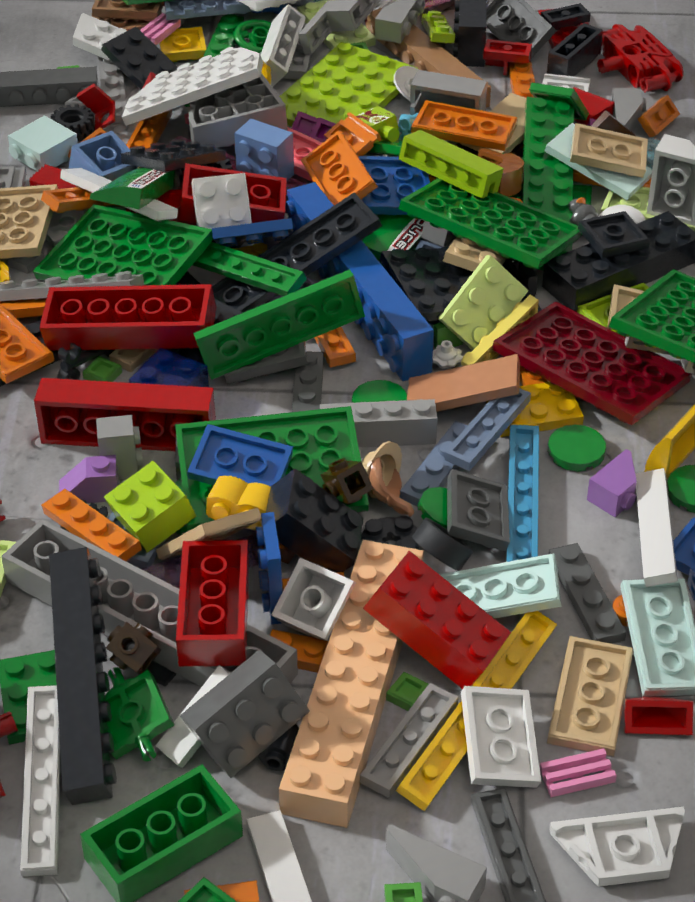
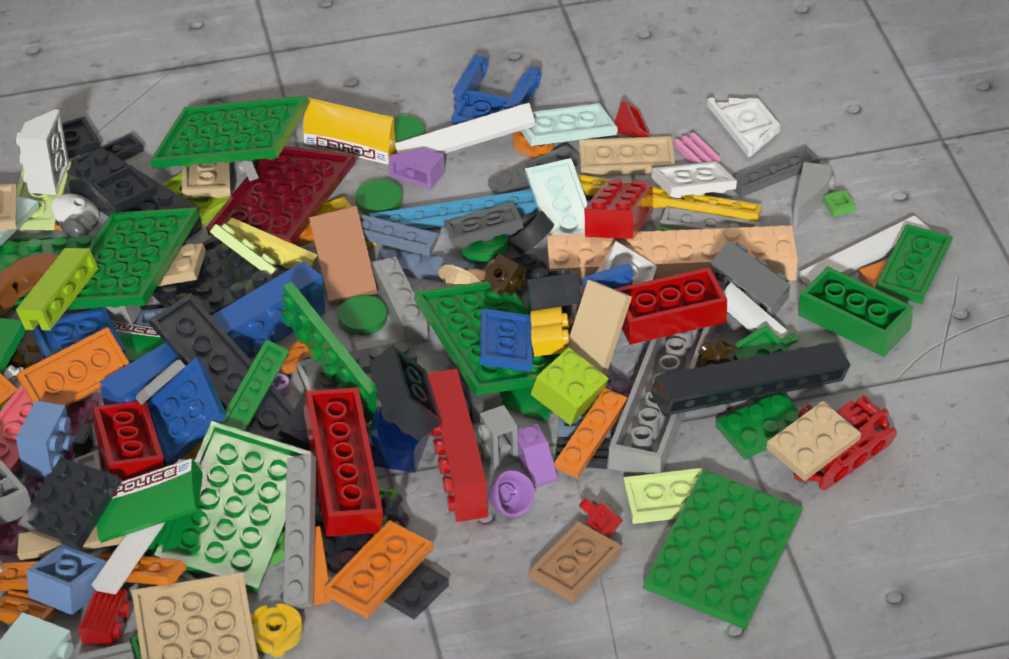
camera: 105 degrees left, 0 degrees up
(41, 445) = (512, 493): none -> medium lavender helmet
(41, 784) = (837, 389): white tile -> none
(177, 355) = (405, 393): none -> black brick
(221, 201) = (168, 424): white brick -> none
(286, 208) = (160, 381): none -> light grey tile

